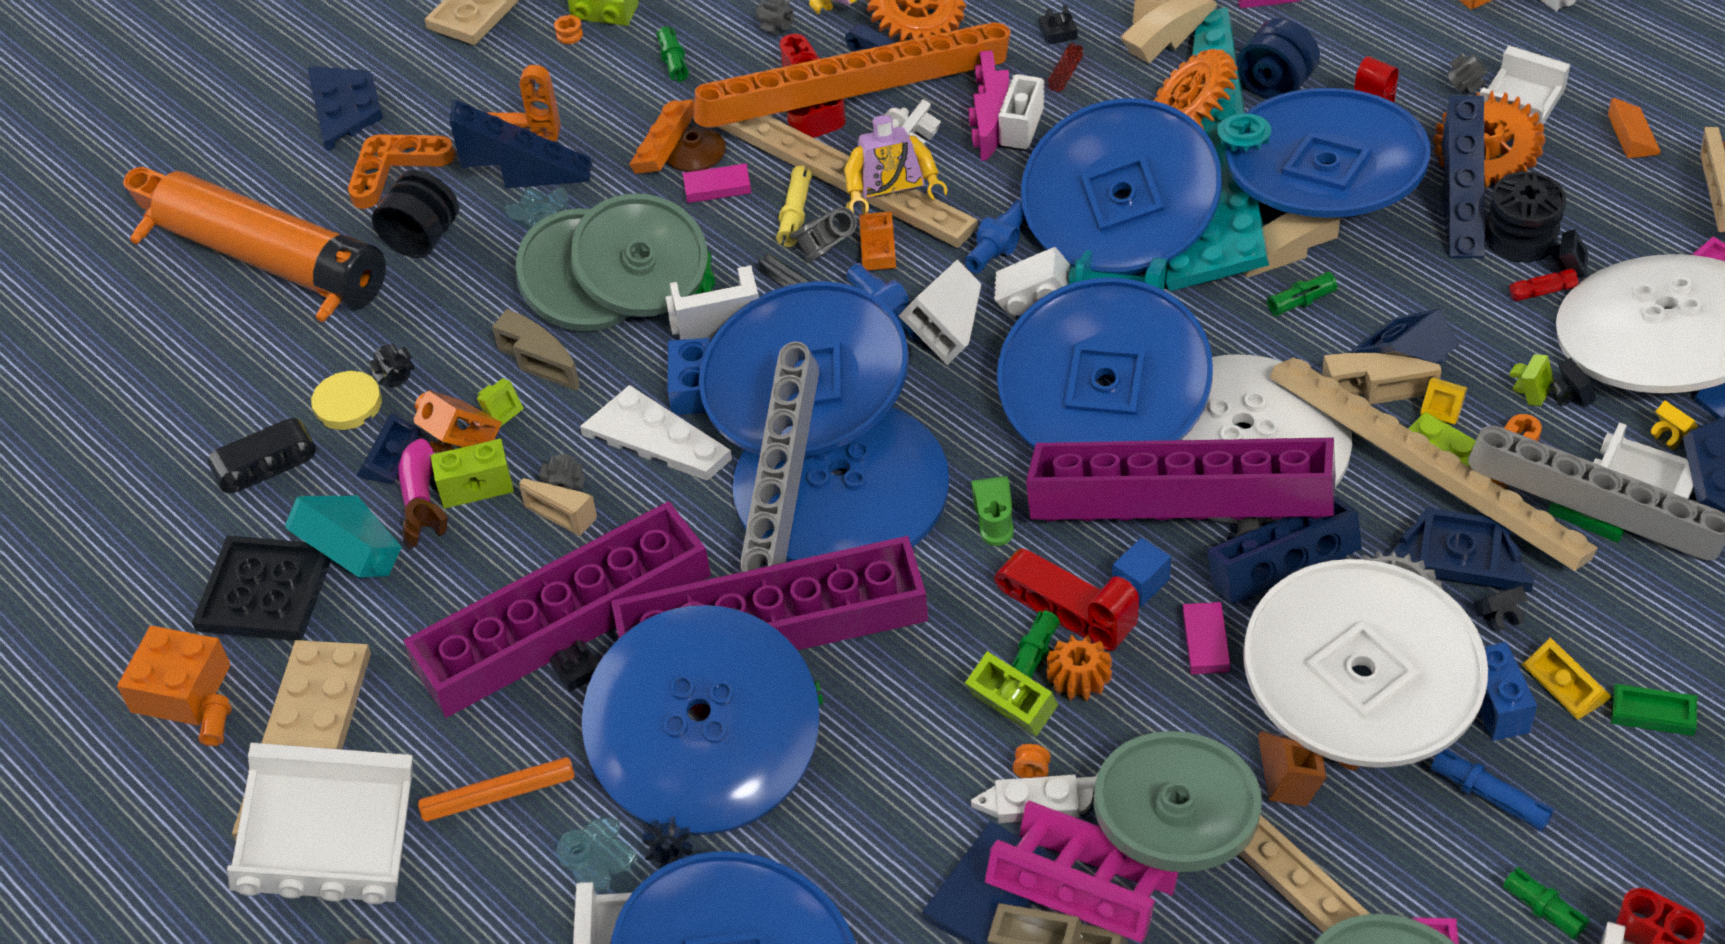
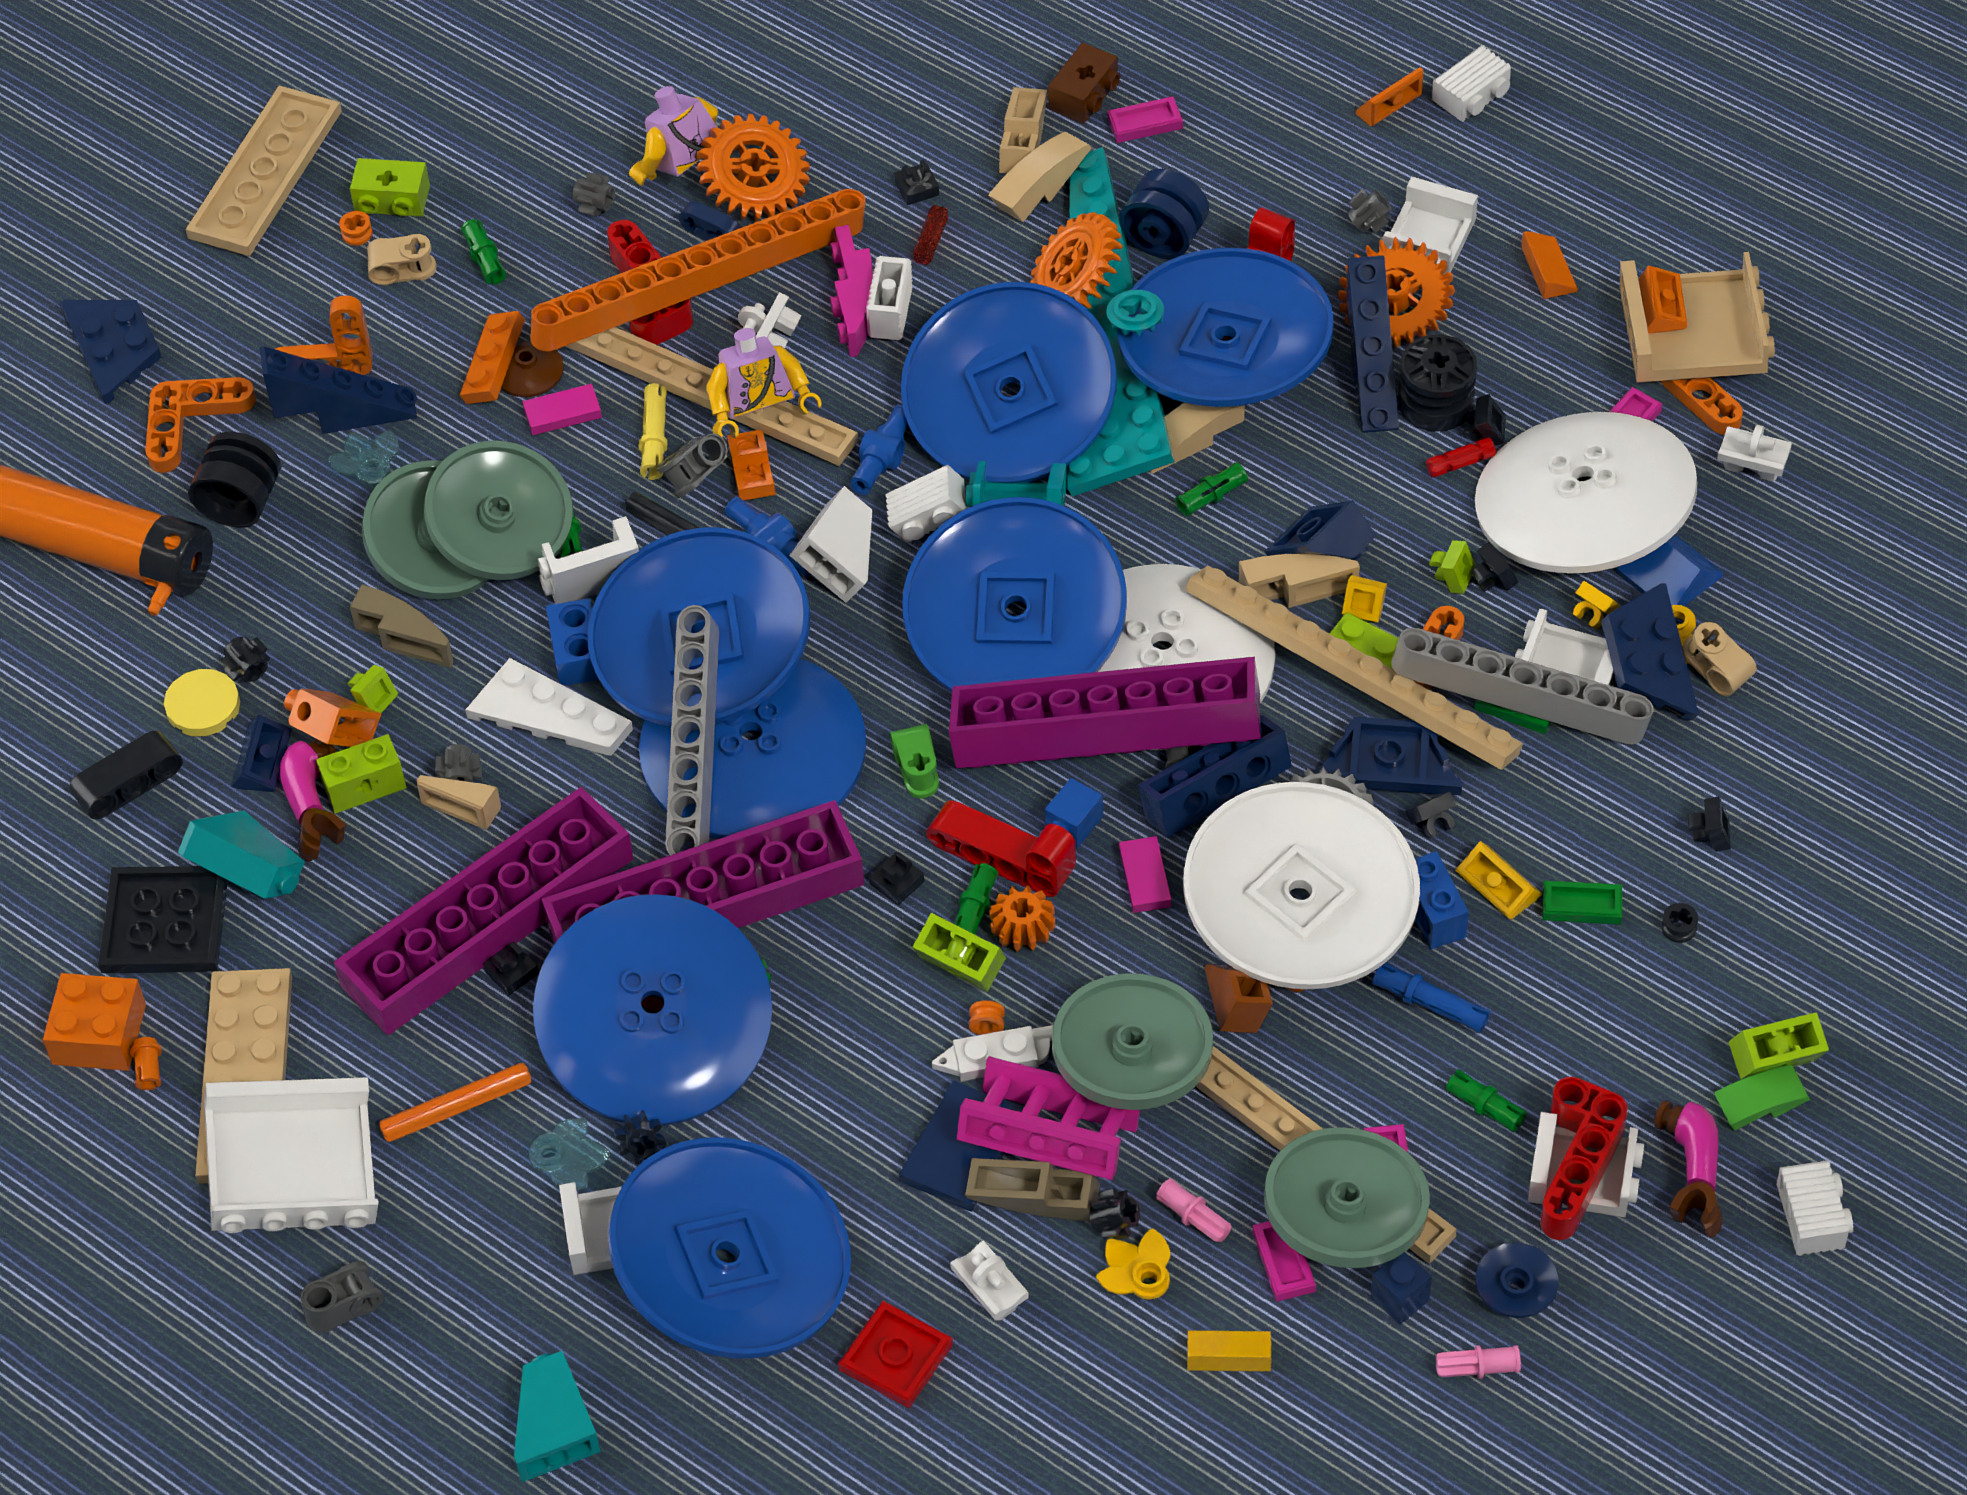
camera: 10 degrees left, 5 degrees up
(598, 54) = (397, 259): none -> tan piece
(960, 617) = (897, 878): none -> black tile

